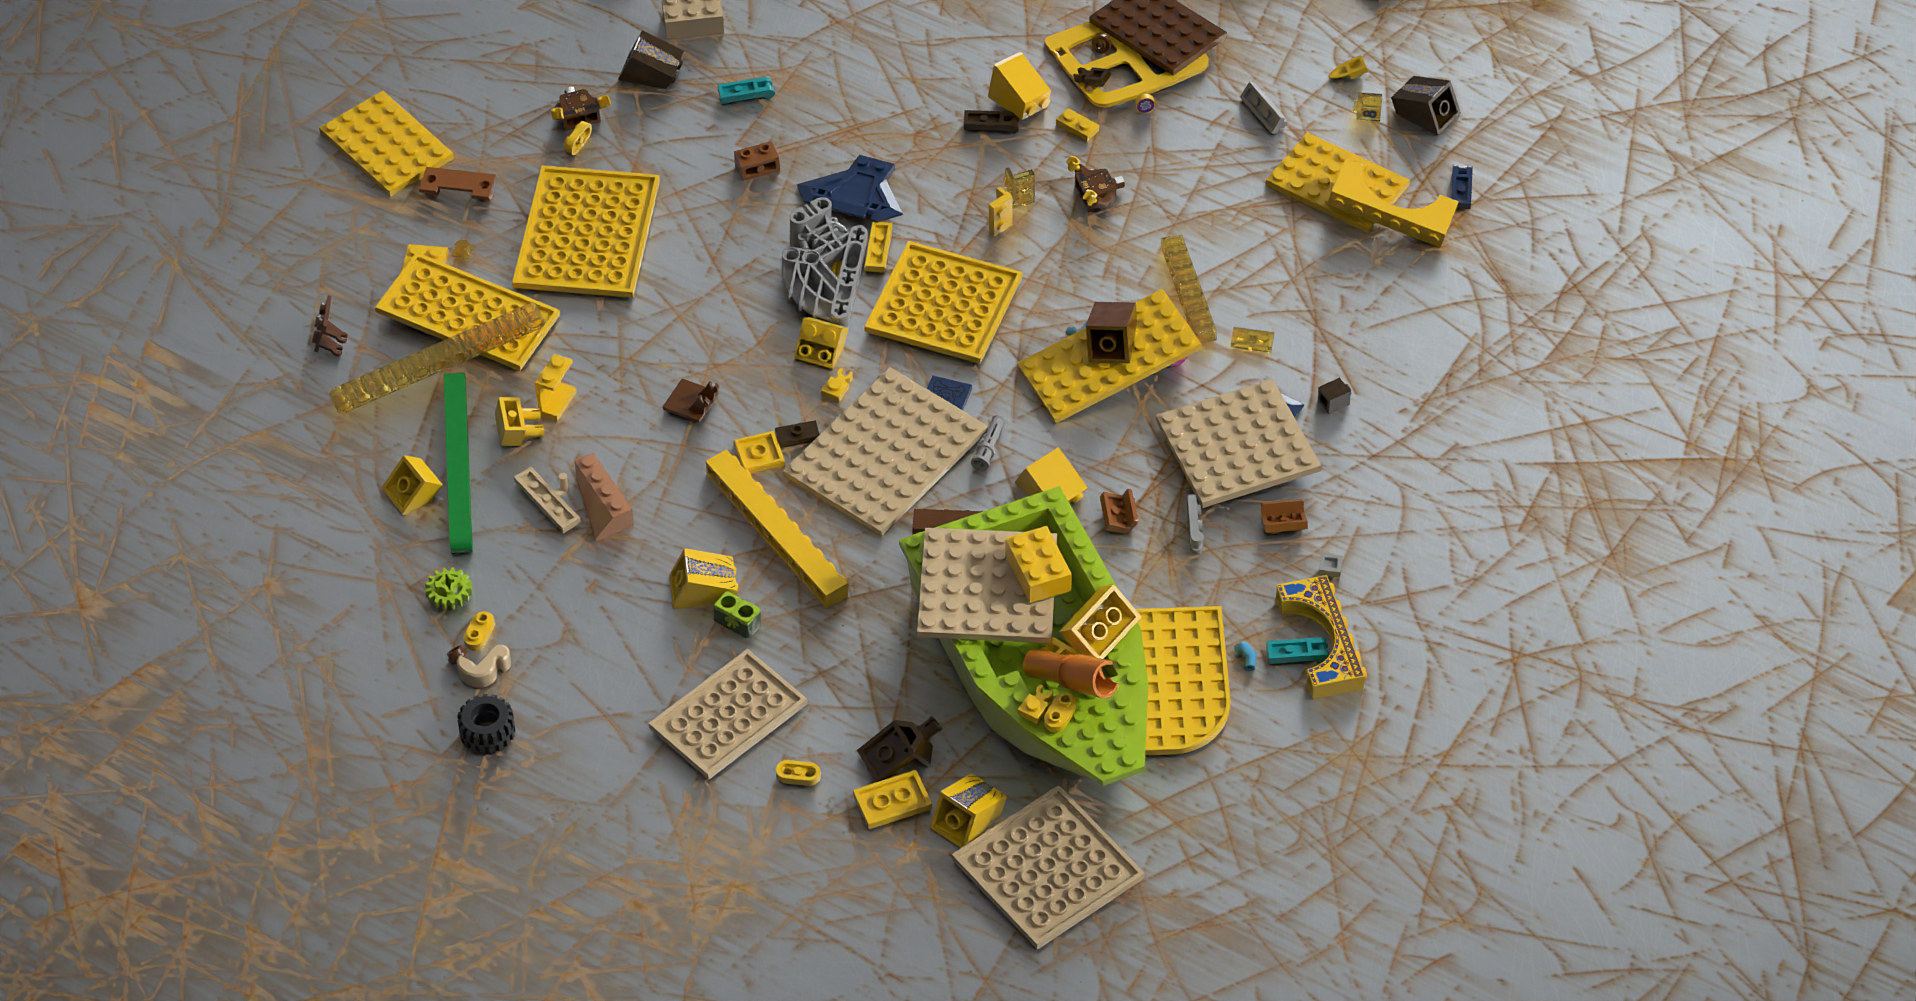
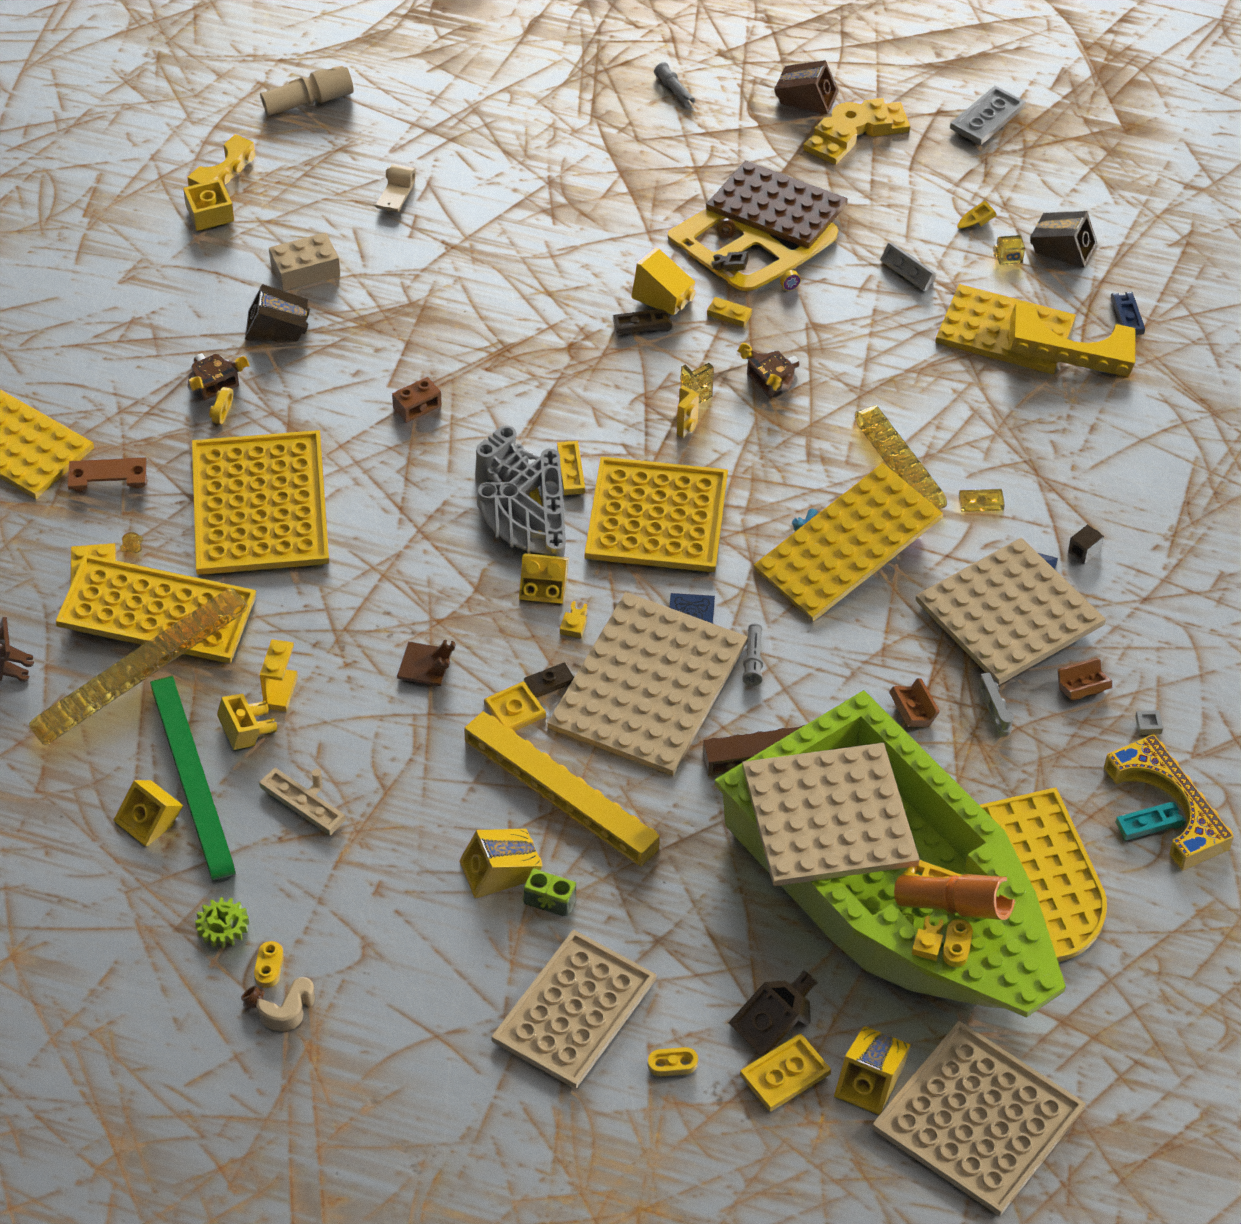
camera: 15 degrees left, 0 degrees up
(486, 710) = (307, 1056): black tyre -> none
(602, 499) = (363, 789): nougat wedge -> none
(746, 89) = (382, 329): teal plate -> none
(857, 191) = (531, 412): dark blue plate -> none
(1038, 564) = (882, 781): yellow brick -> none
(1051, 472) = (833, 682): yellow slope -> none
(1101, 622) = (966, 833): yellow slope -> none
(1111, 332) = (849, 516): reddish brown slope -> none
(1250, 655) = (1103, 835): dark azure arm -> none

